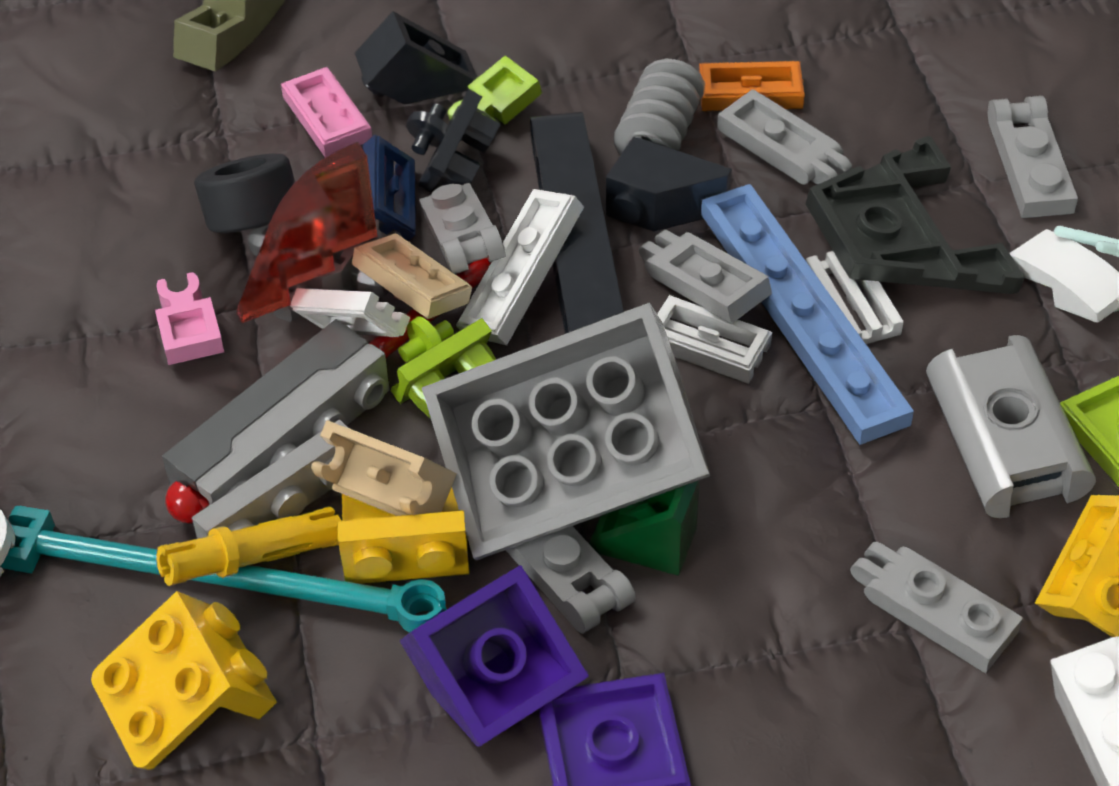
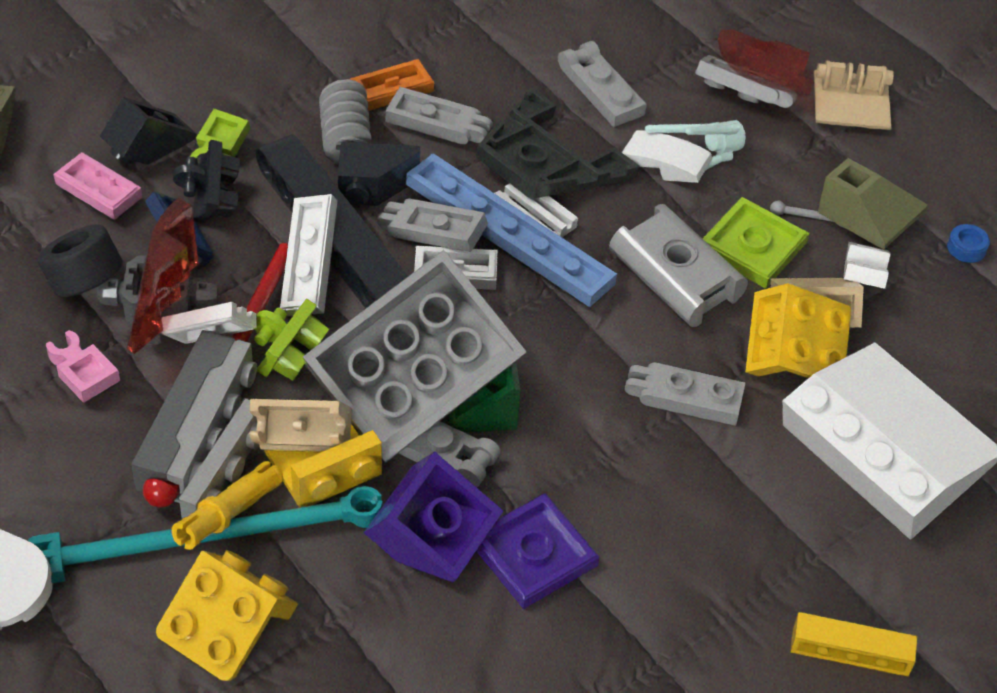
camera: 30 degrees left, 0 degrees up
(411, 275) = (239, 283): tan plate -> none
(461, 226) = (252, 240): light grey plate -> none

